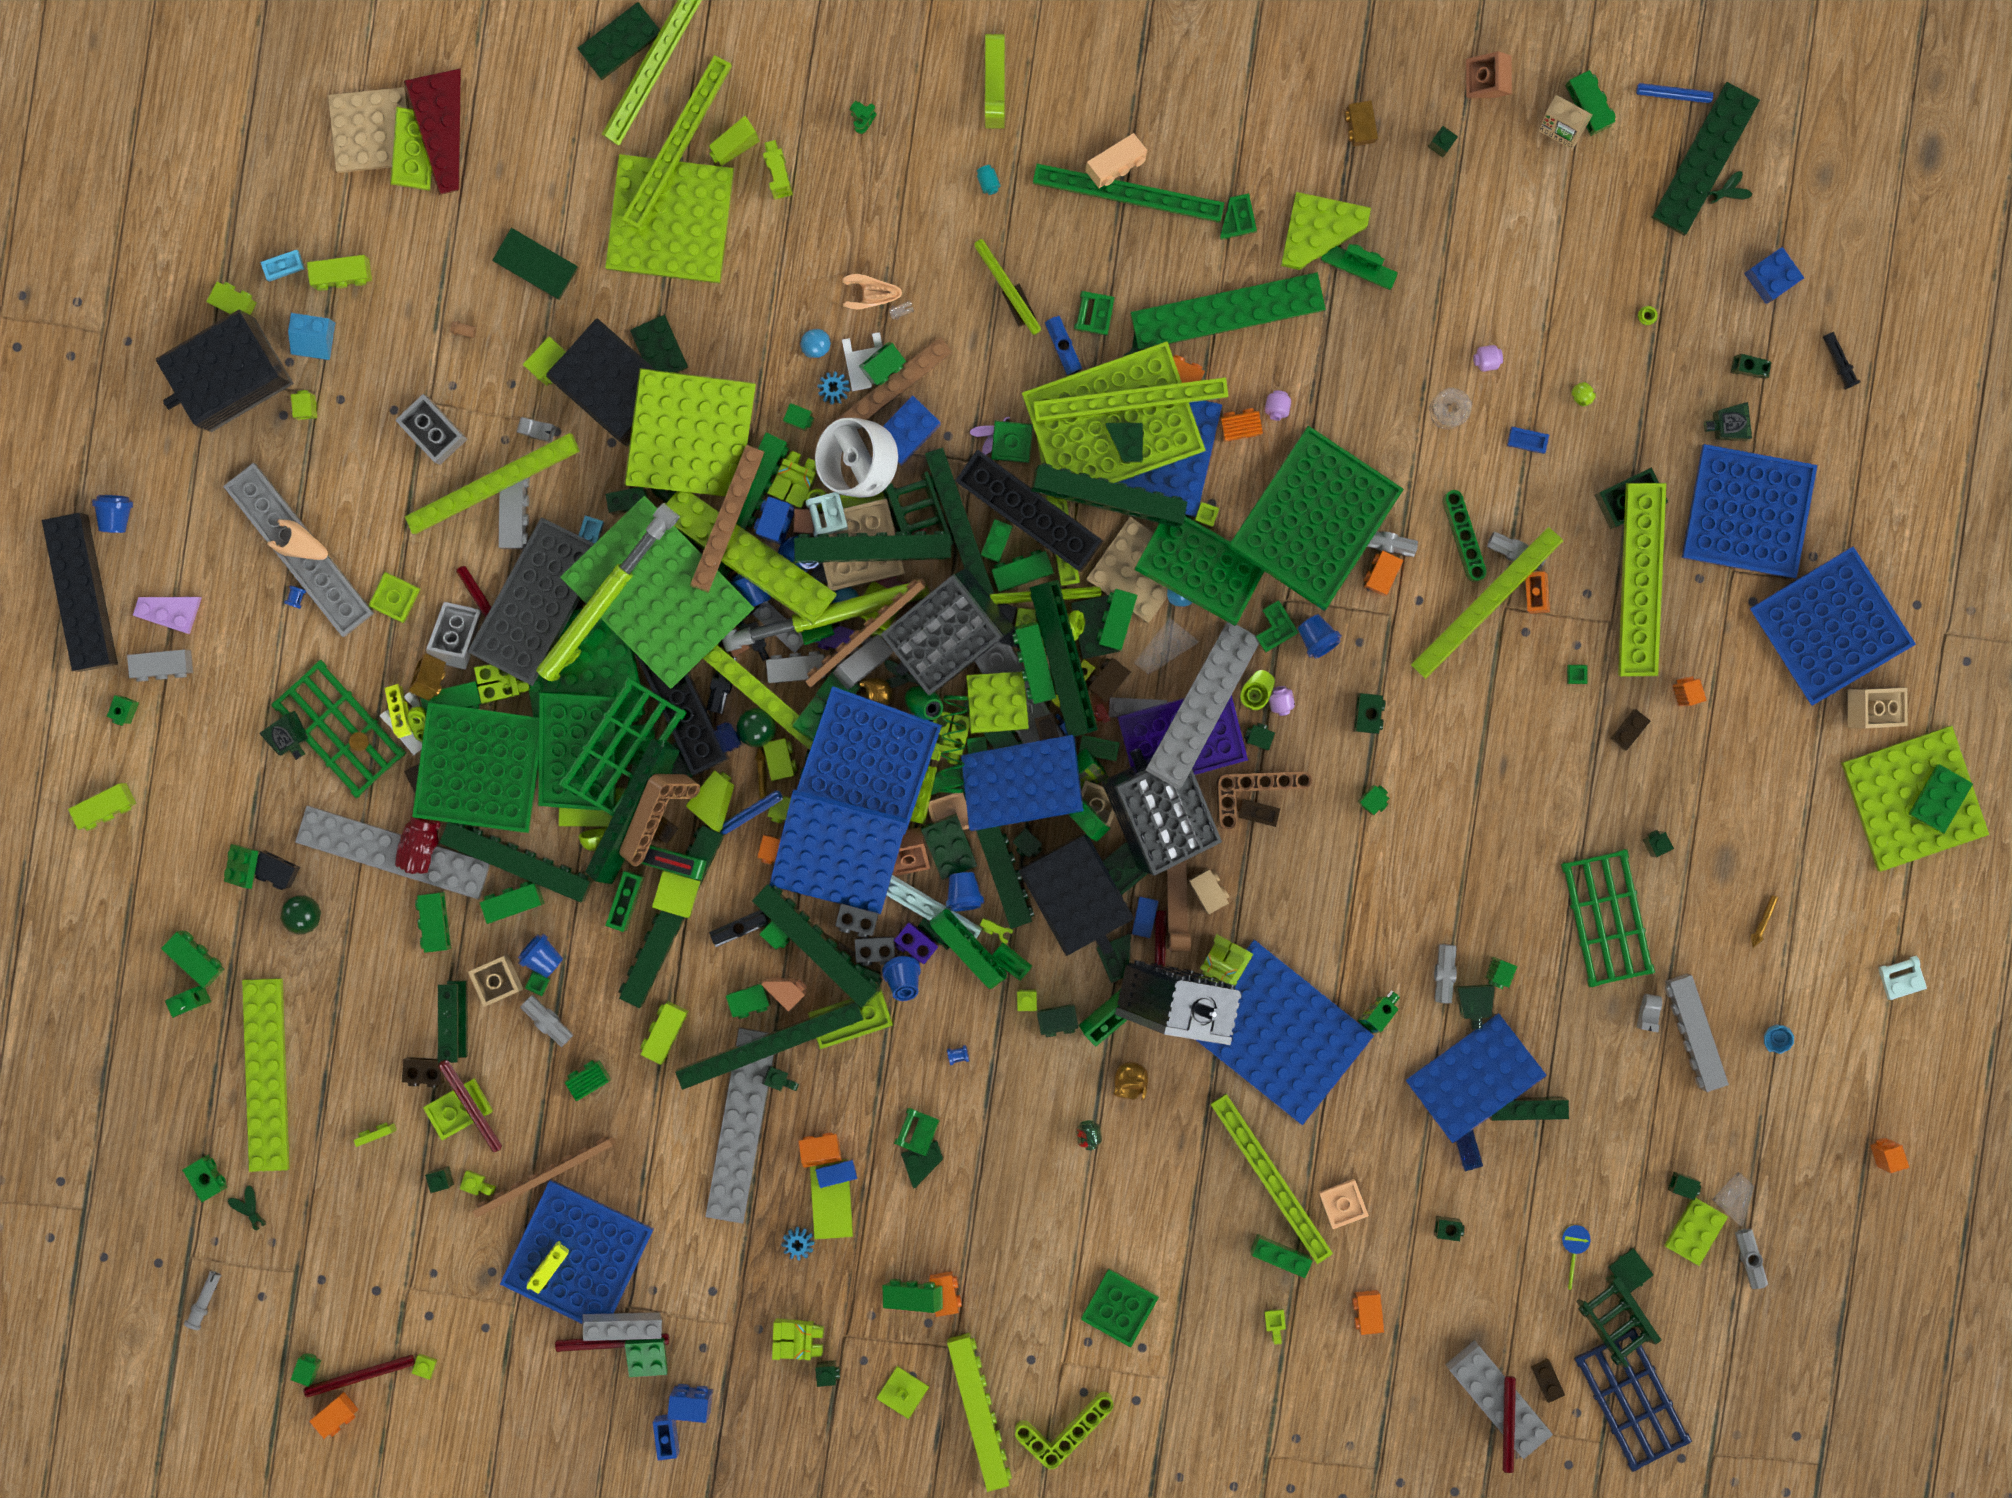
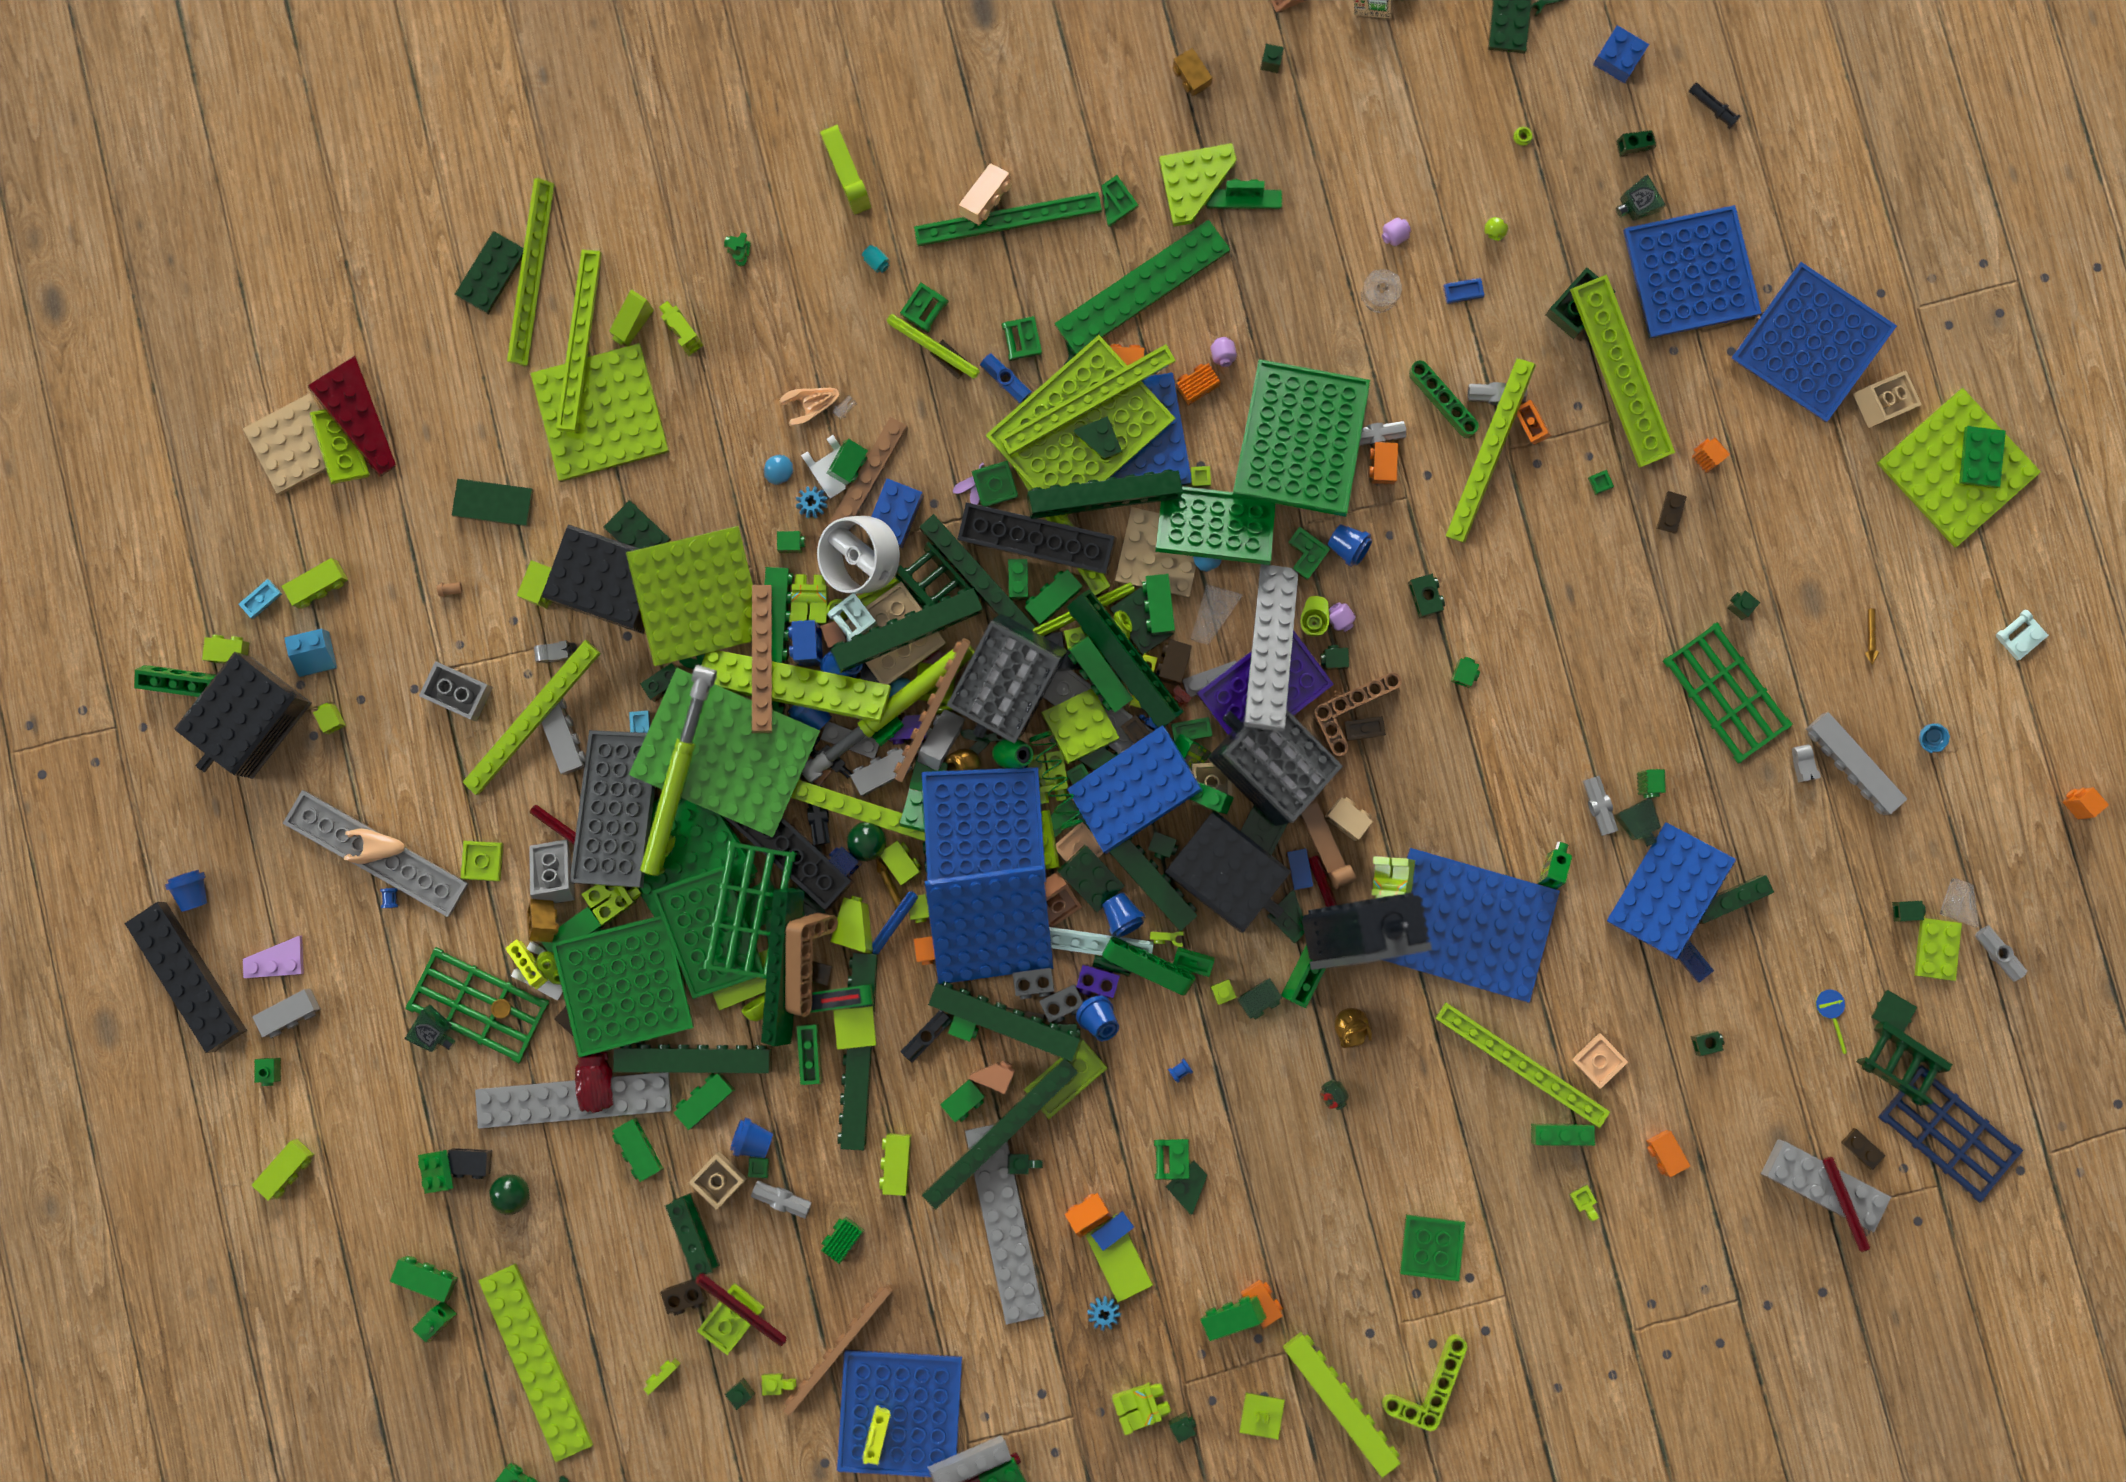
camera: 20 degrees left, 5 degrees down
(172, 310) = (171, 680): none -> green brick
(1011, 240) = (919, 303): none -> green plate

